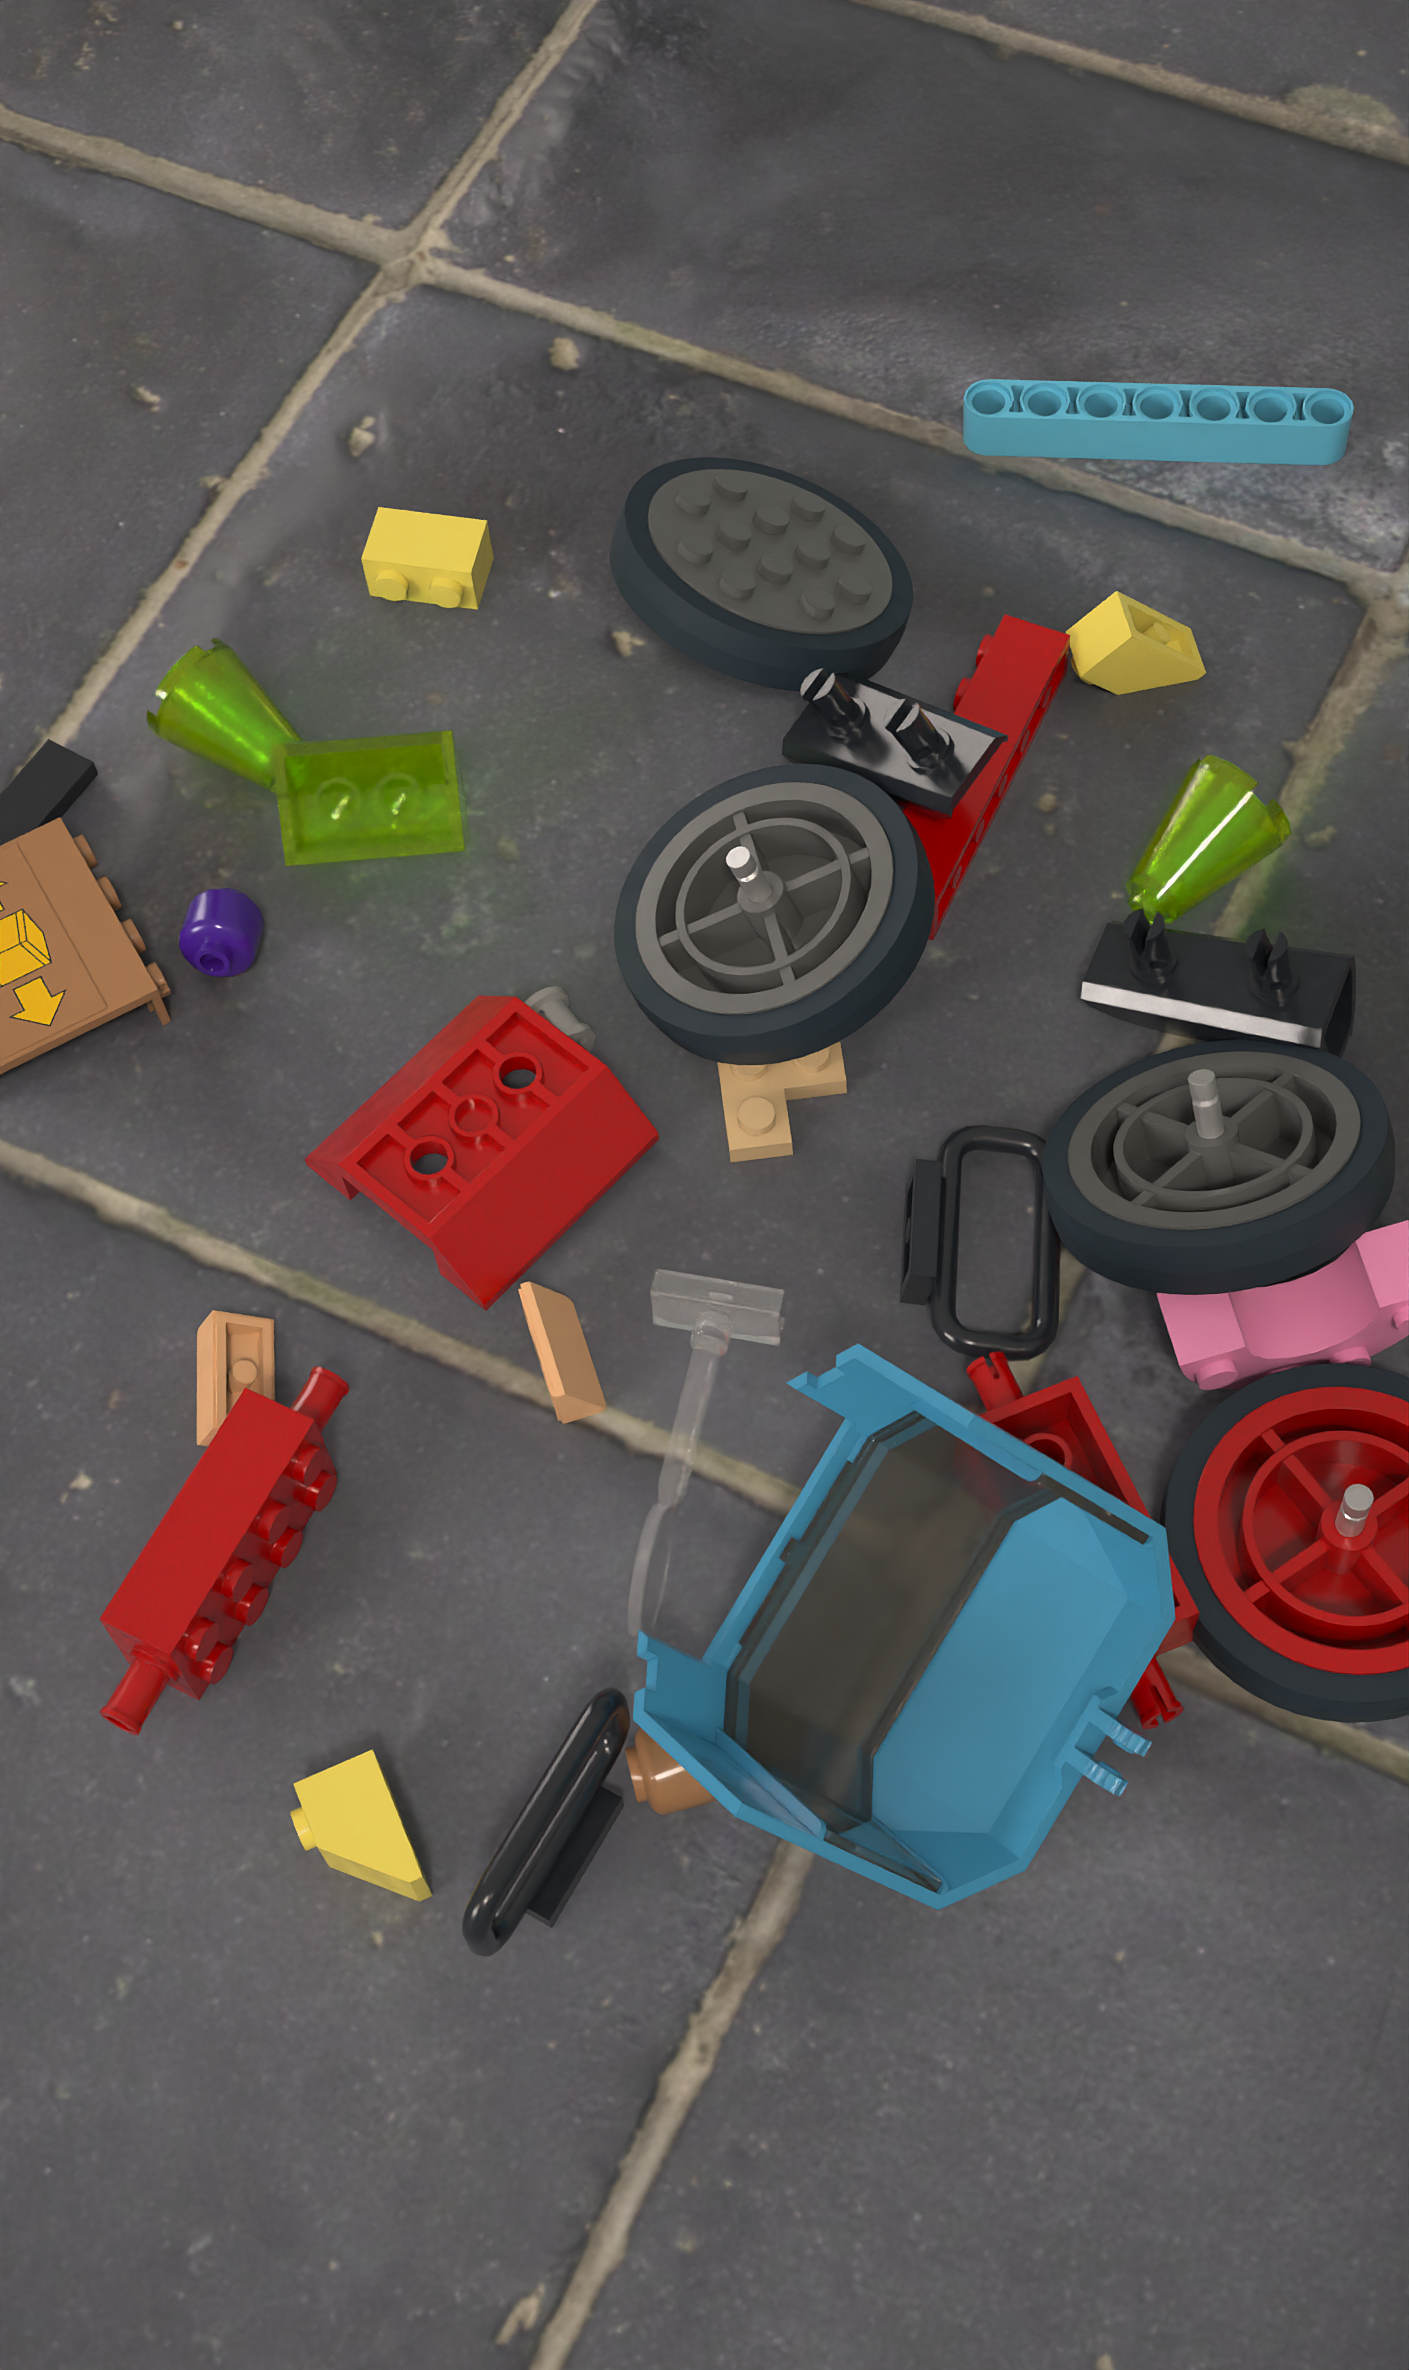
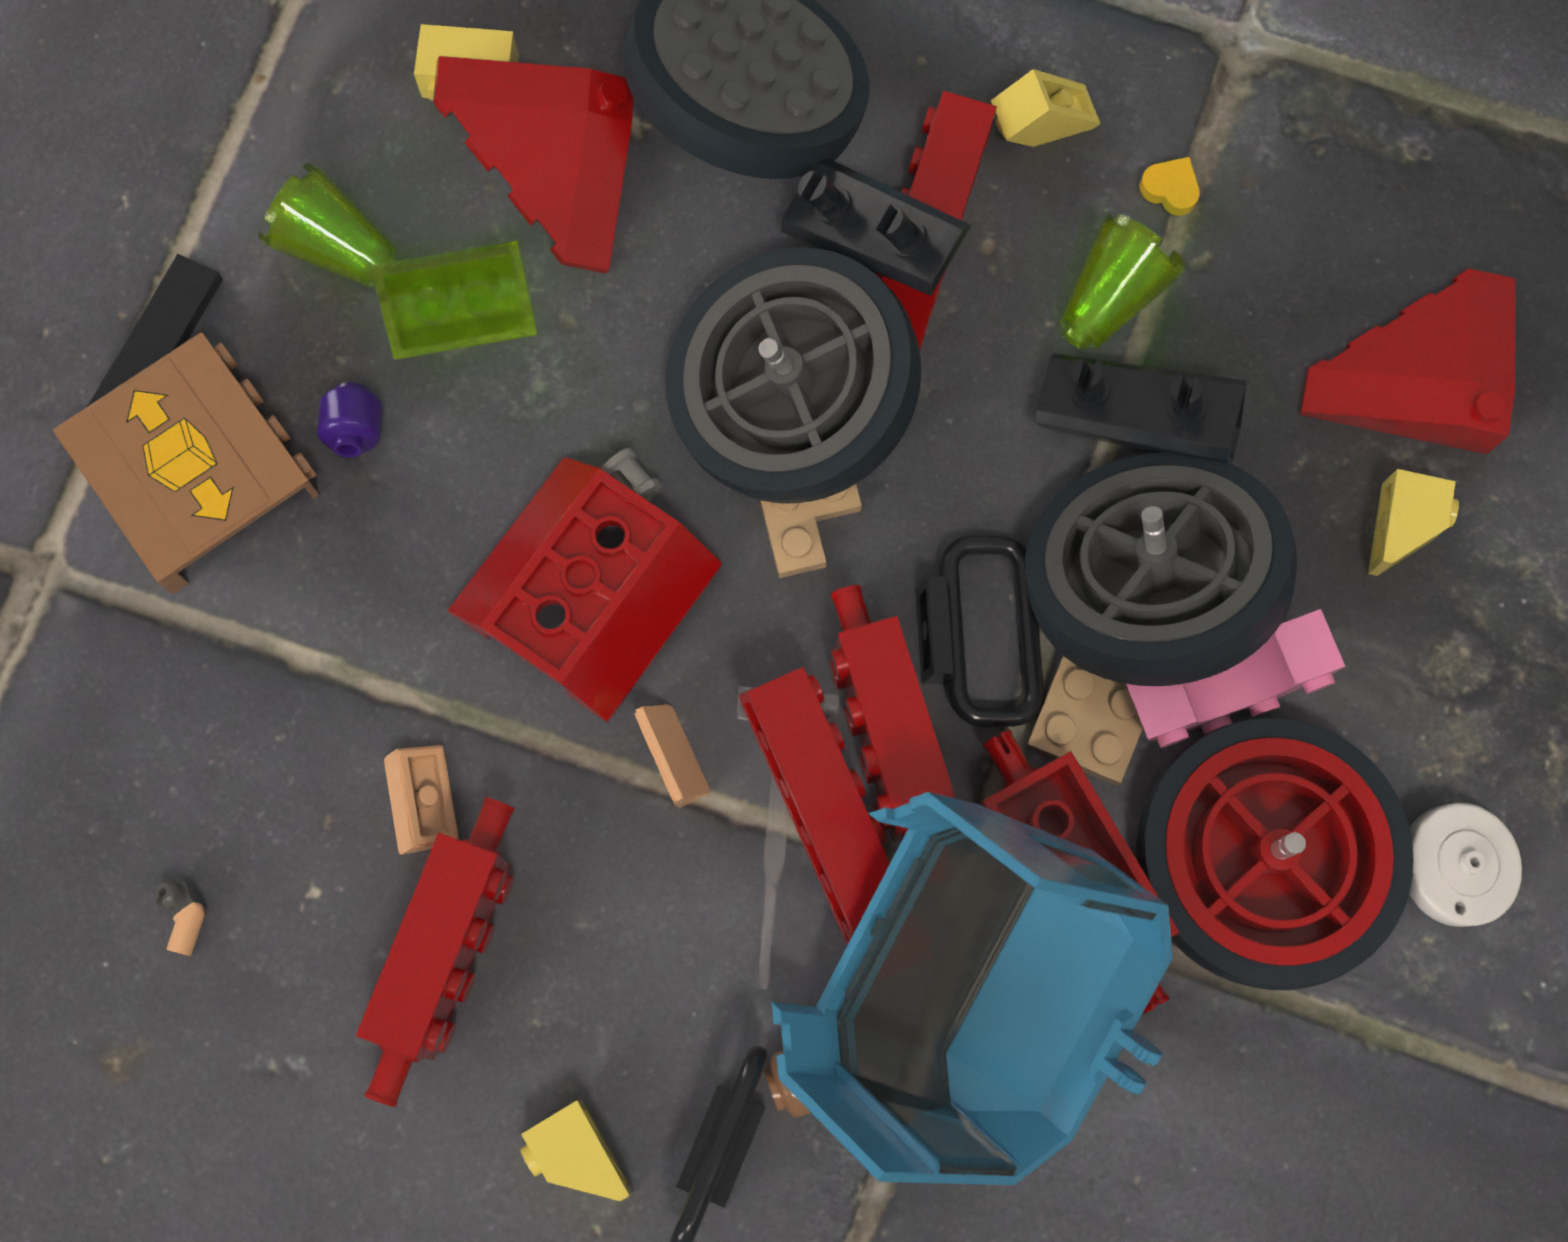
camera: 15 degrees left, 15 degrees up
(518, 639) = (555, 141): none -> red slope
(736, 1384) = (819, 792): none -> red brick
(833, 1280) = (885, 708): none -> red brick
(1120, 1358) = (1090, 719): none -> tan plate
(1289, 745) = (1172, 185): none -> yellow tile

